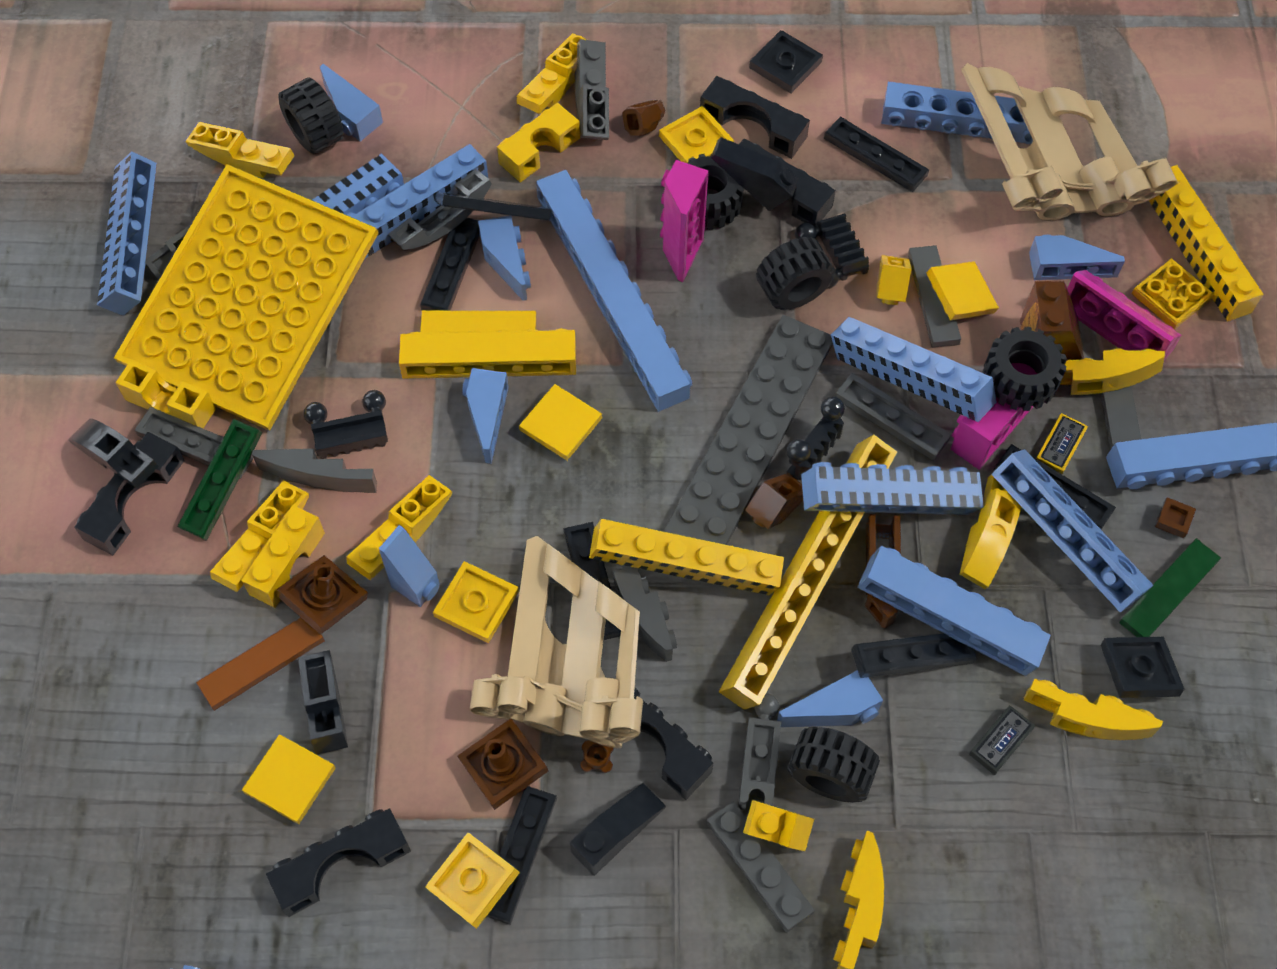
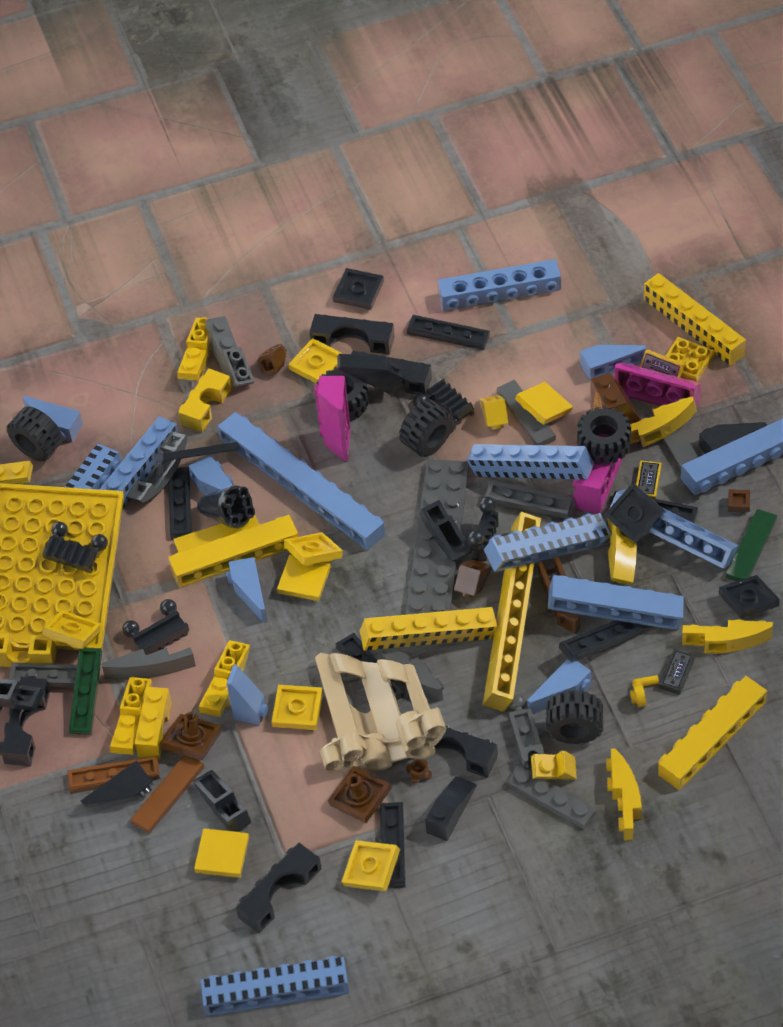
camera: 15 degrees left, 10 degrees down
(206, 607) = (94, 776): none -> dark orange tile
(207, 633) = (124, 785): none -> black slope
(233, 391) = (71, 629): none -> yellow plate
(278, 288) = (73, 553): none -> black gear
(503, 293) = (228, 506): none -> black cone
(586, 387) = (313, 548): none -> yellow plate
(764, 424) = (444, 531): none -> black slope
(935, 758) = (638, 695): none -> yellow plate
(1018, 856) = (712, 732): none -> yellow brick
(1026, 493) = (635, 513): none -> black plate
(1048, 172) = (573, 306): tan panel -> none
(1137, 289) = (662, 364): none -> tile
(1184, 417) = (722, 434): none -> black slope

